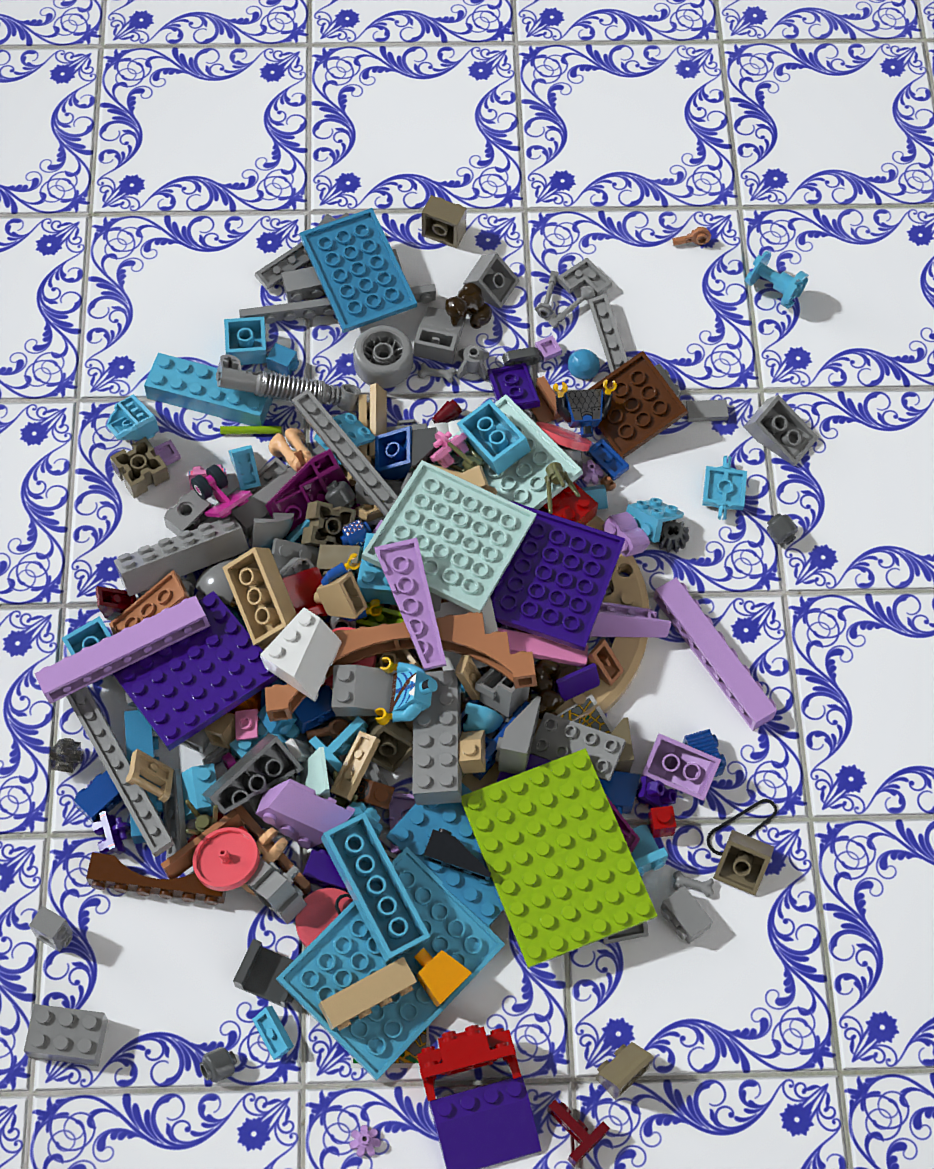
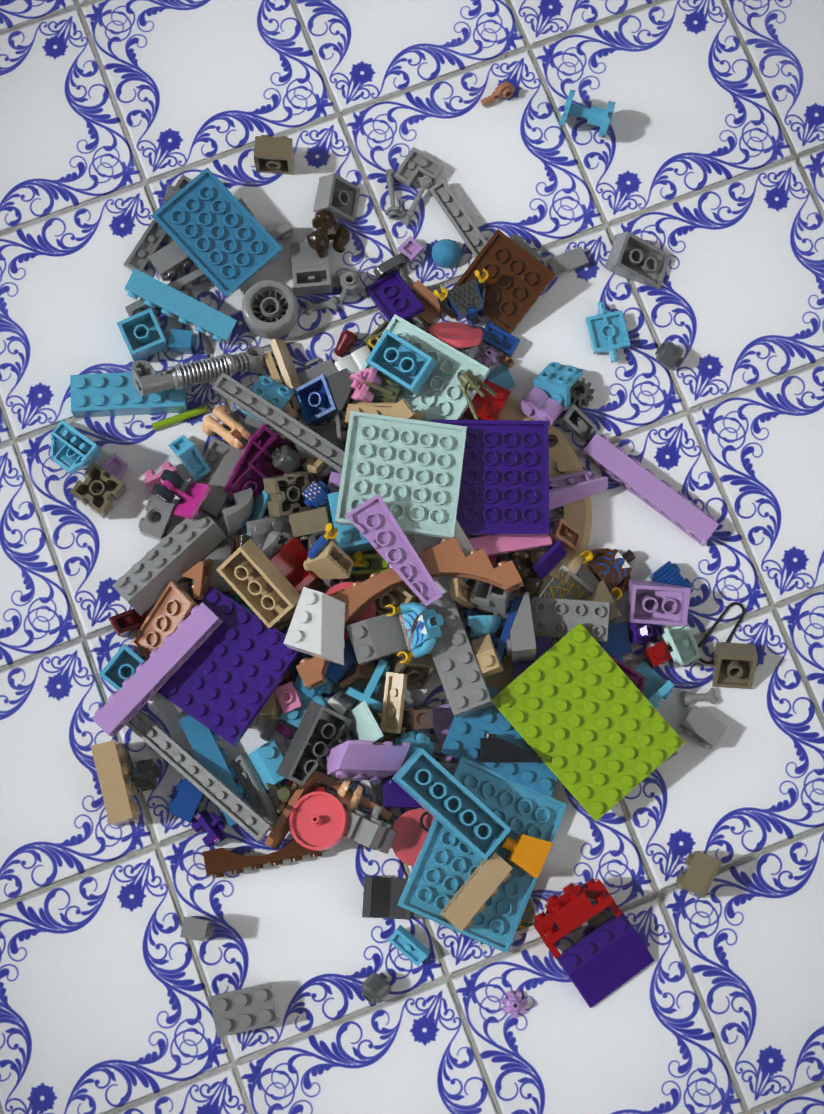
camera: 20 degrees left, 15 degrees up
(31, 751) = (115, 783): none -> tan brick
(154, 771) = (226, 766): tan plate -> none
(208, 576) = (202, 574): none -> nougat slope
(293, 324) = (179, 305): none -> medium azure brick
(577, 1130) = (689, 942): dark red bracket -> none
(643, 716) = (610, 567): none -> torso
(660, 562) = (578, 423): none -> dark grey slope
(693, 819) = (683, 644): none -> light aqua bracket

